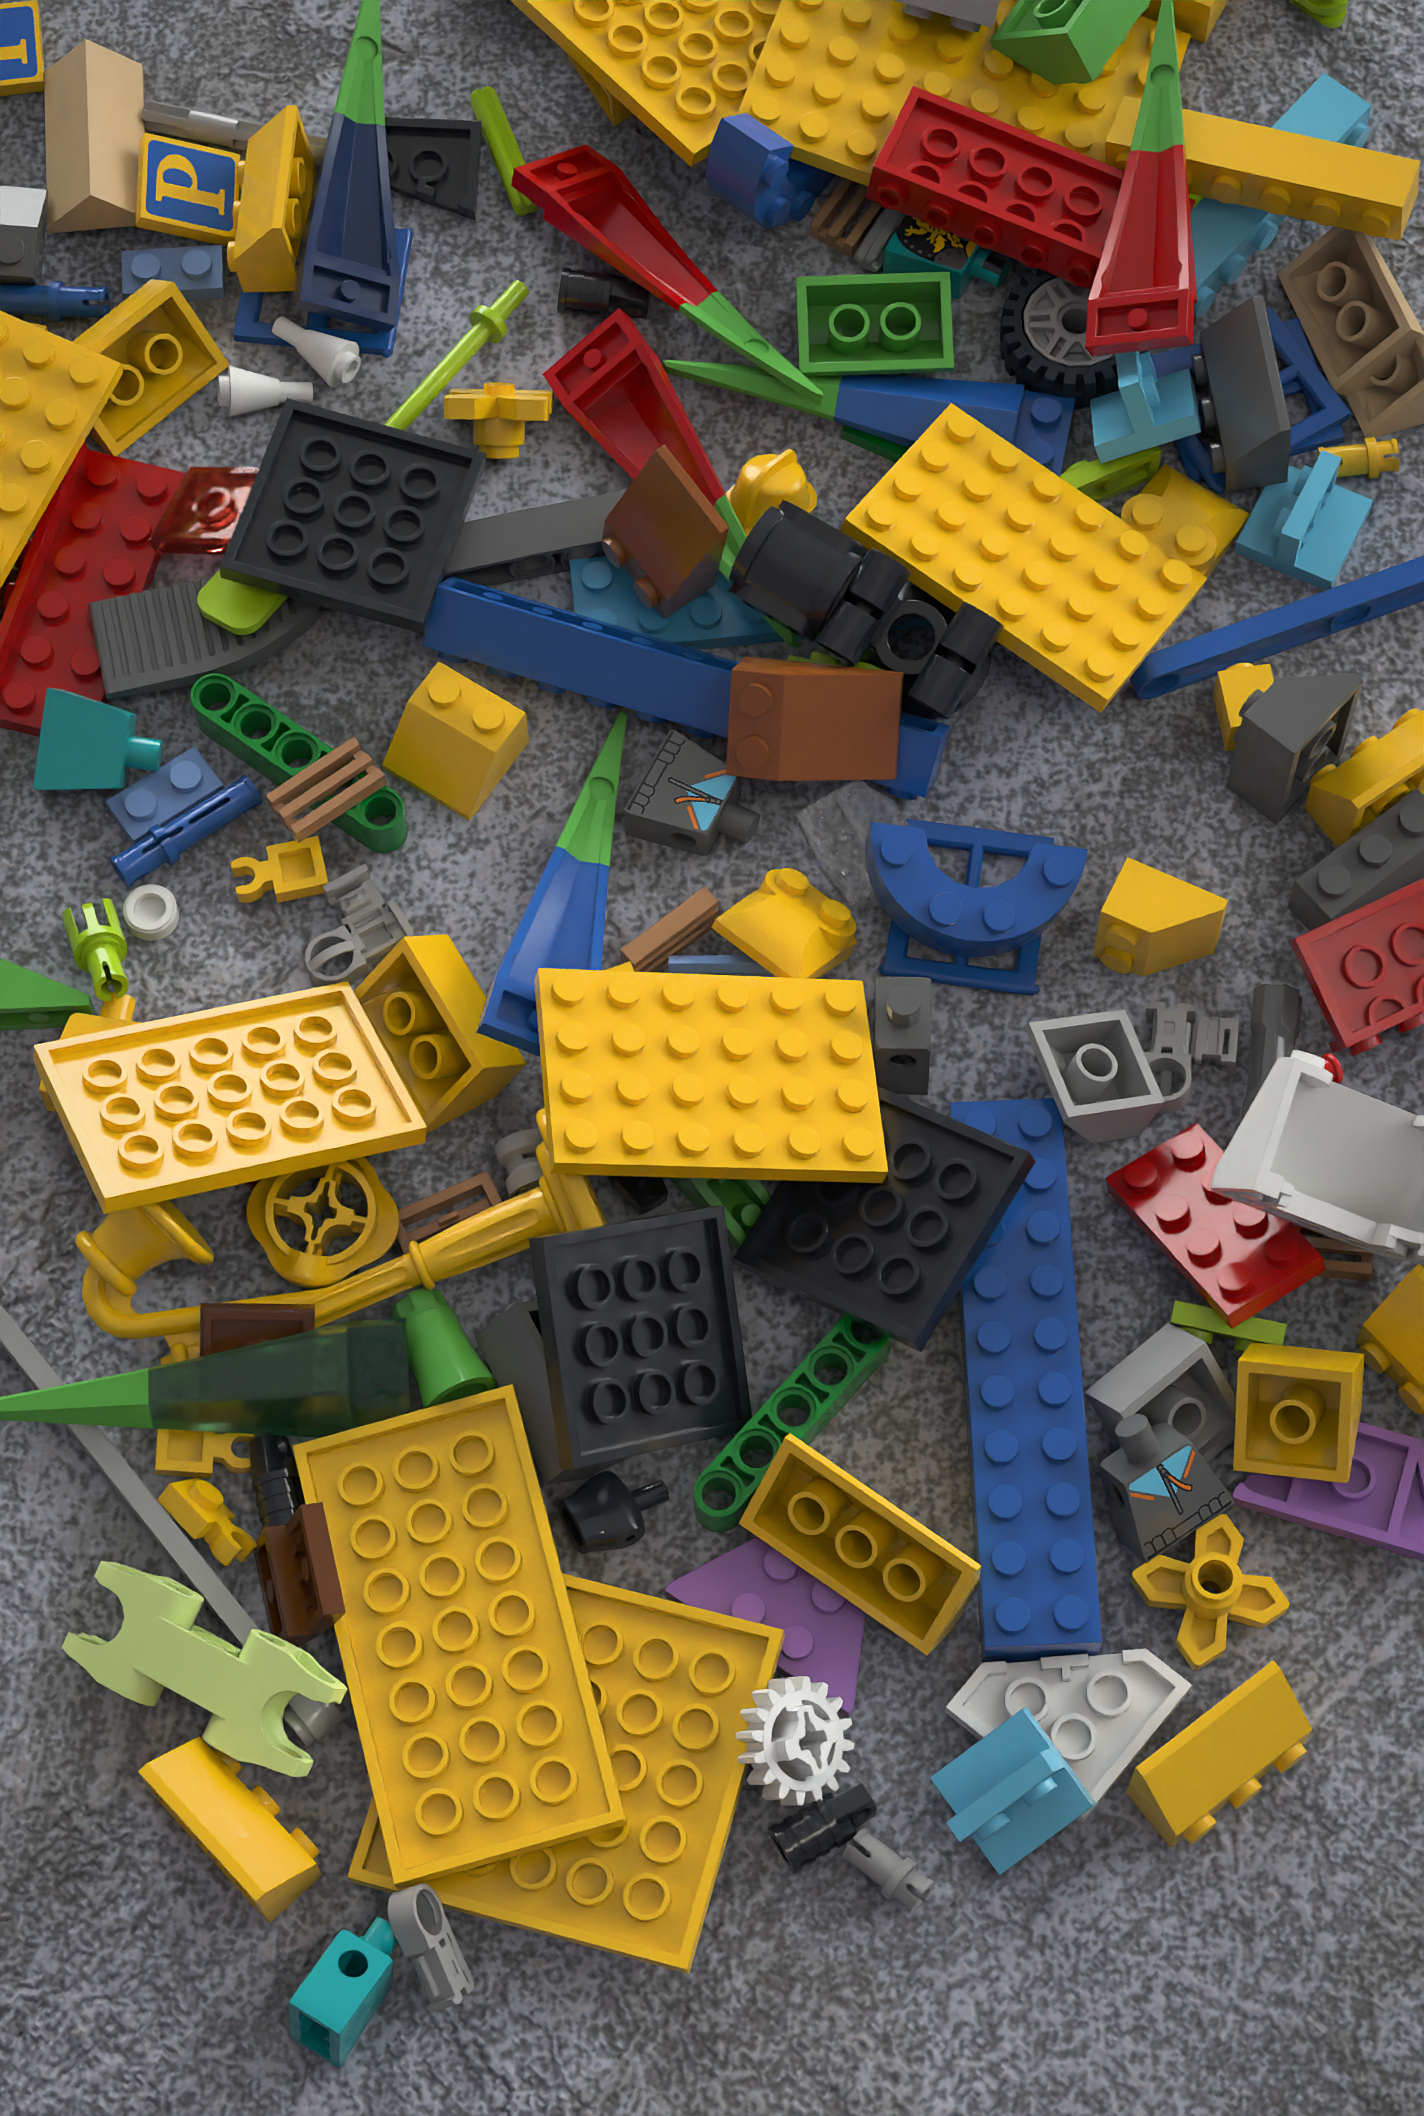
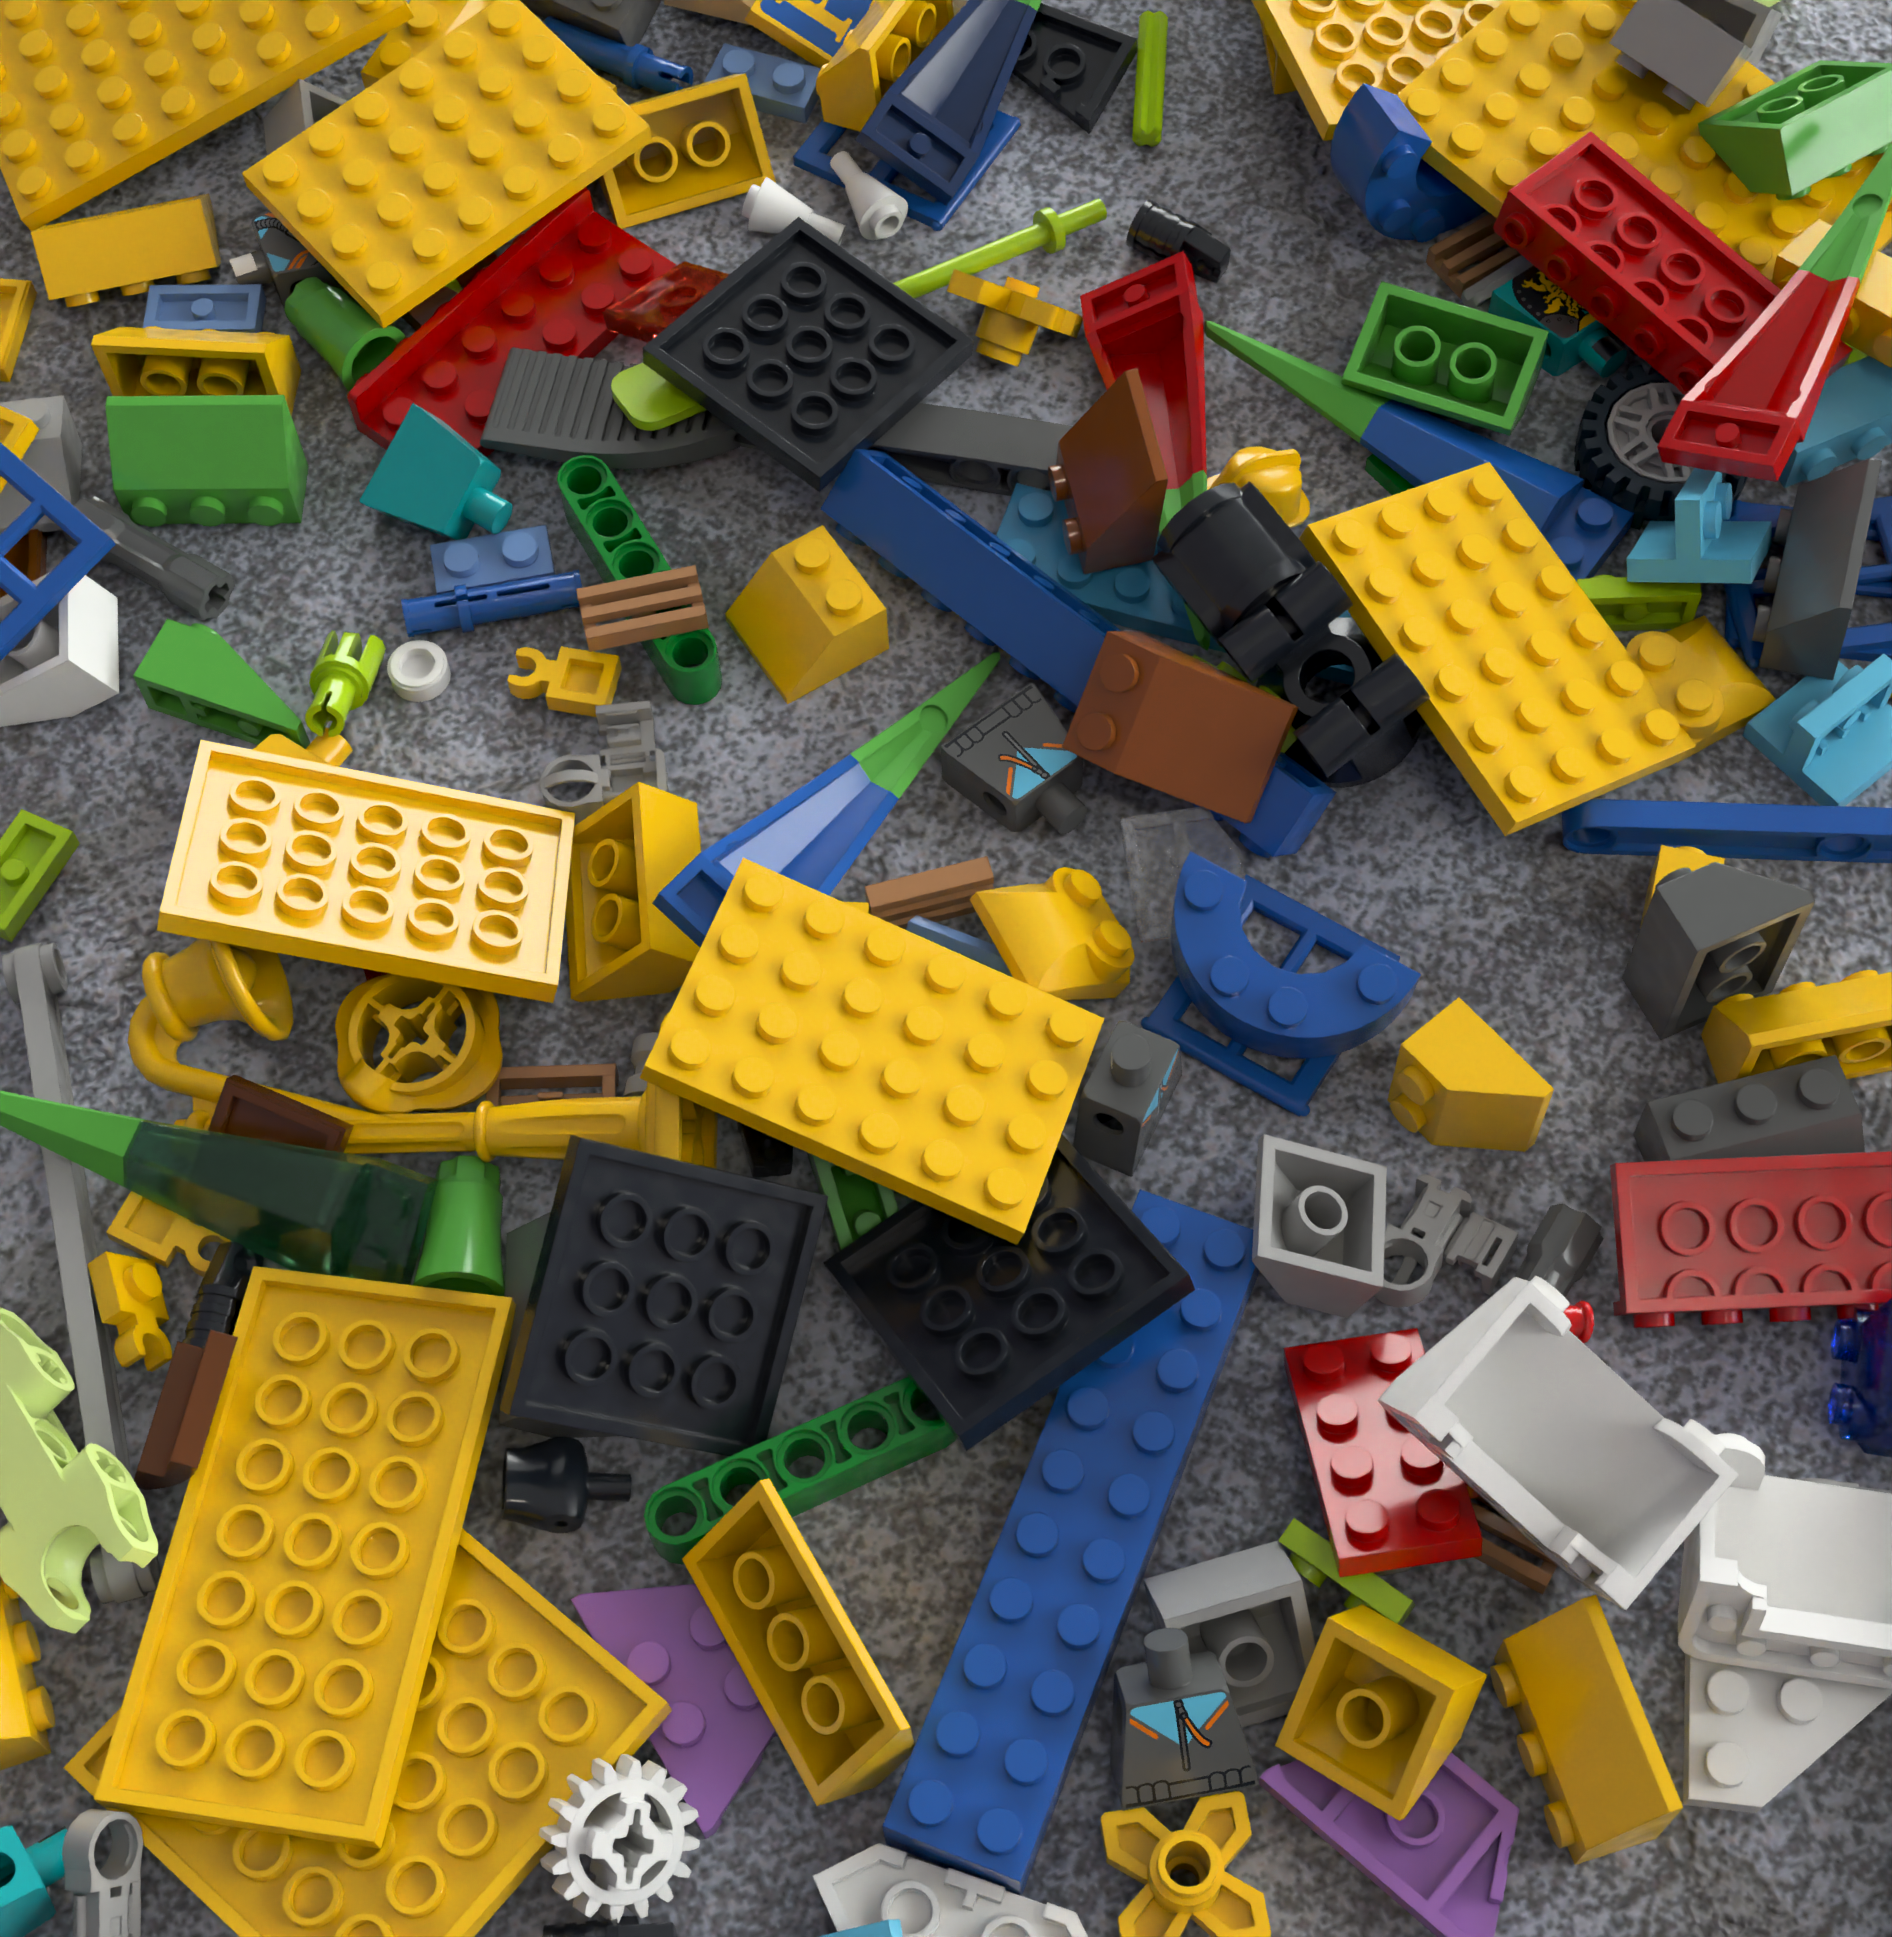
camera: 25 degrees right, 5 degrees down
(606, 215) = (1222, 171): red plate -> none

